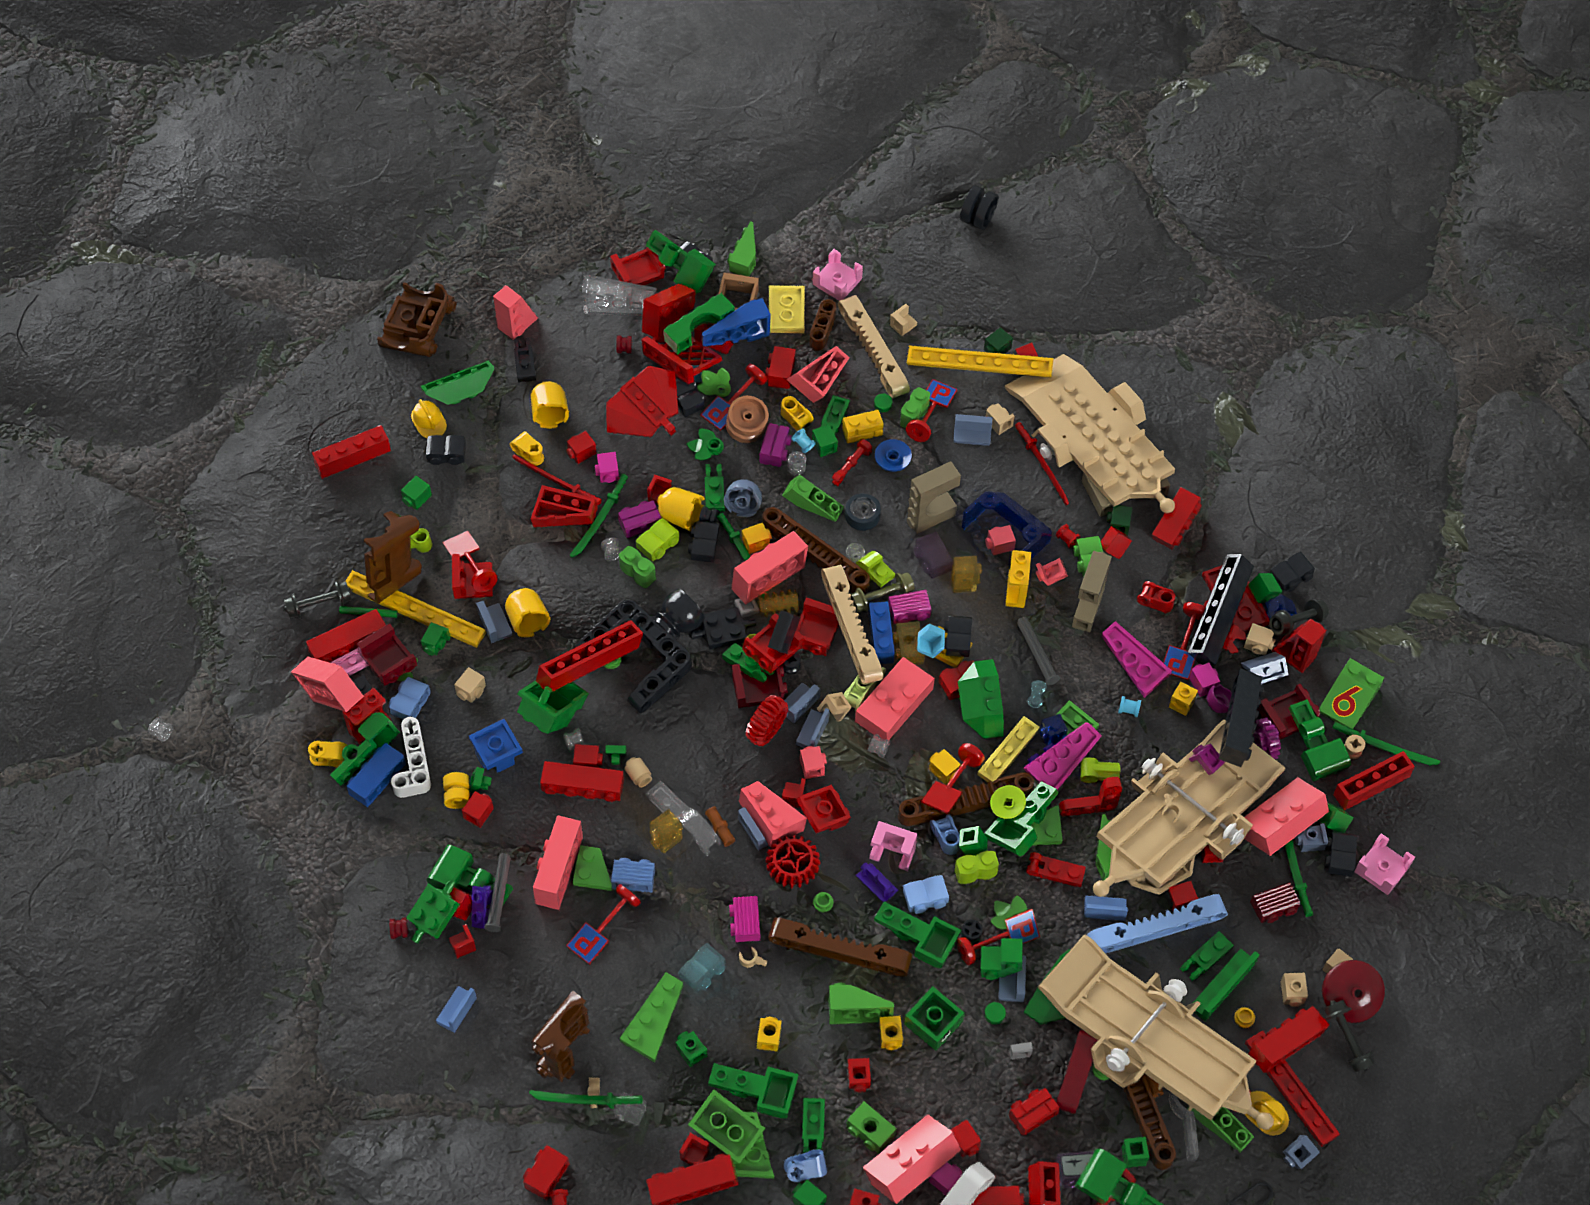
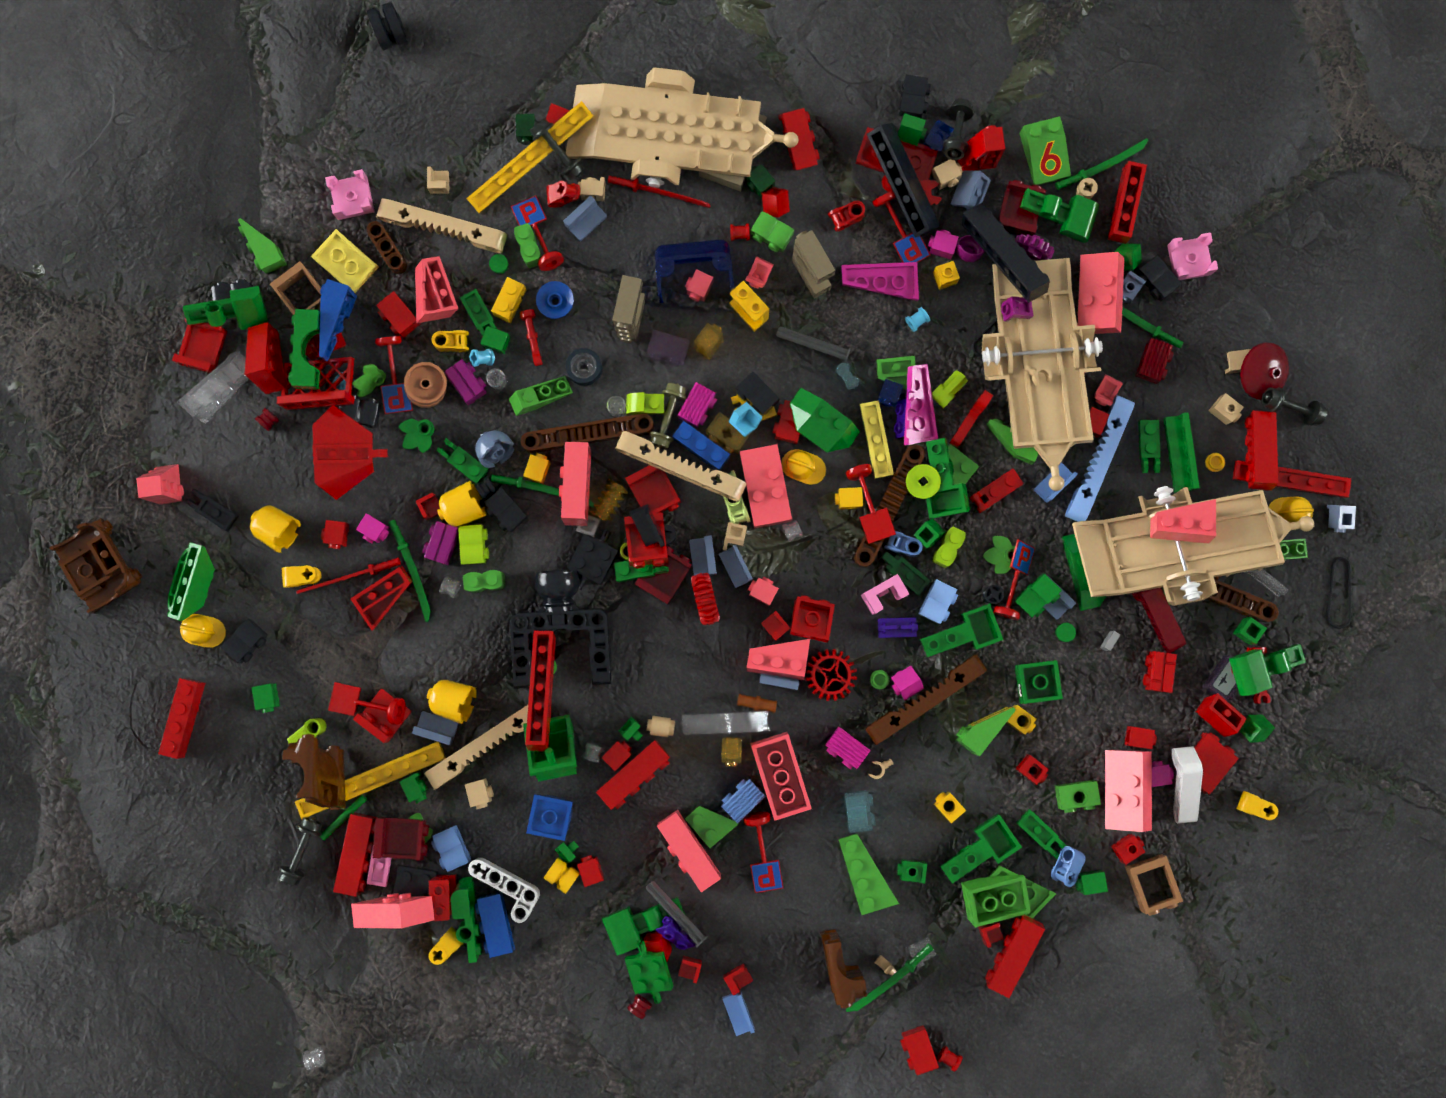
camera: 45 degrees left, 25 degrees up
(465, 650) = (443, 773): none -> tan gear
(485, 984) = (737, 978): none -> red panel
(678, 885) = (781, 776): none -> coral brick
(839, 920) = (906, 683): none -> dark pink brick
(925, 854) = (908, 573): none -> dark green hinge
(937, 718) = (803, 466): none -> yellow piece
(974, 400) = (562, 193): none -> red piece
(1000, 393) = (541, 129): none -> pearl dark grey piece
(1167, 1012) = (1186, 523): none -> coral wedge
(1216, 885) = (1107, 390): none -> coral bracket

